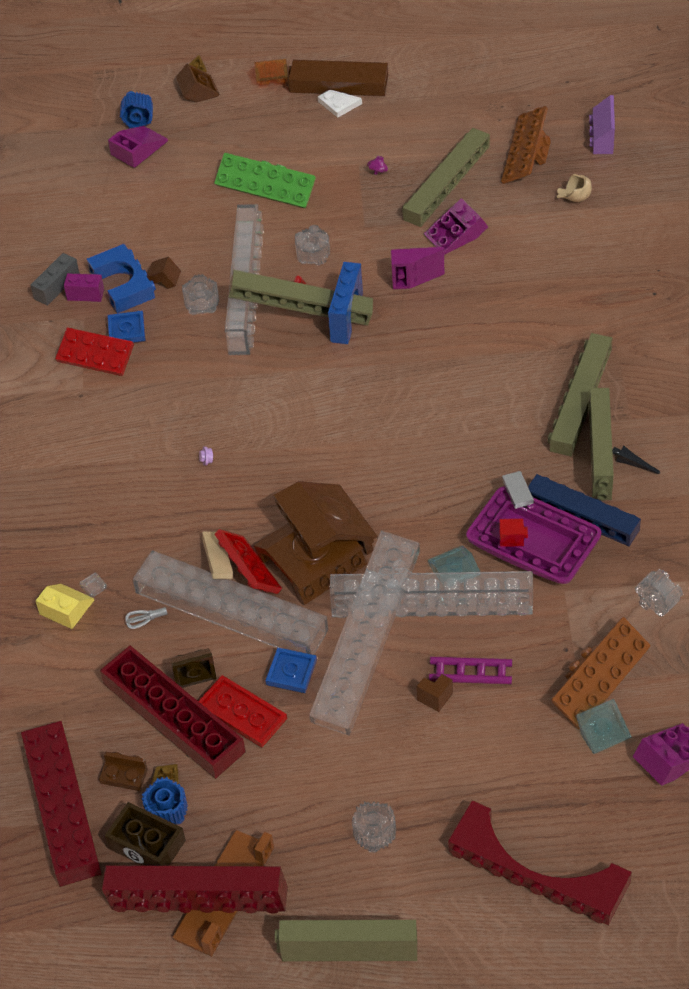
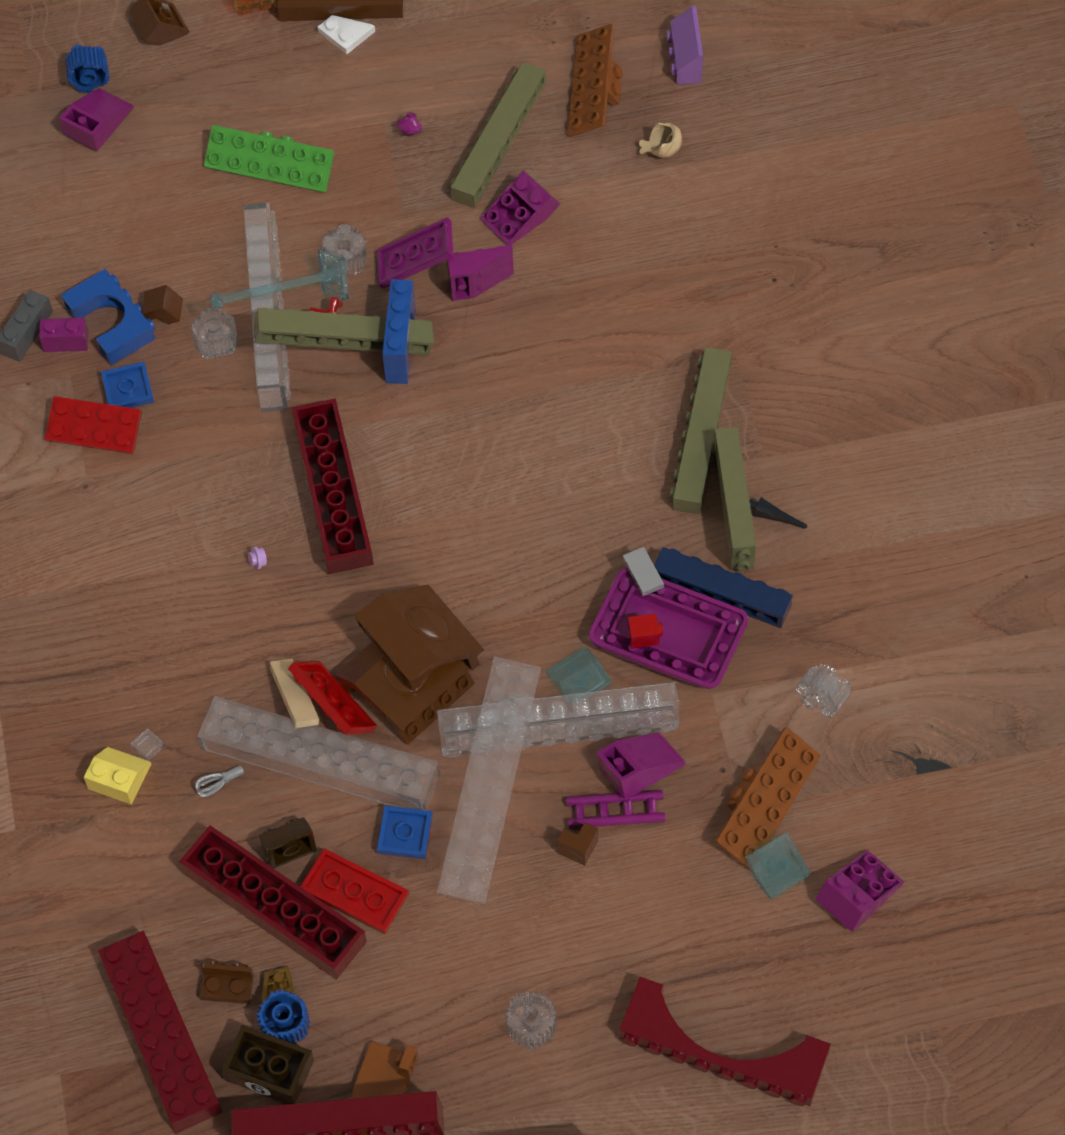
camera: 10 degrees left, 10 degrees up
(274, 409) = (332, 486): none -> dark red brick
(299, 260) = (331, 275): none -> clear light blue tile
(369, 247) = (415, 252): none -> magenta tile
(493, 634) = (638, 762): none -> magenta slope

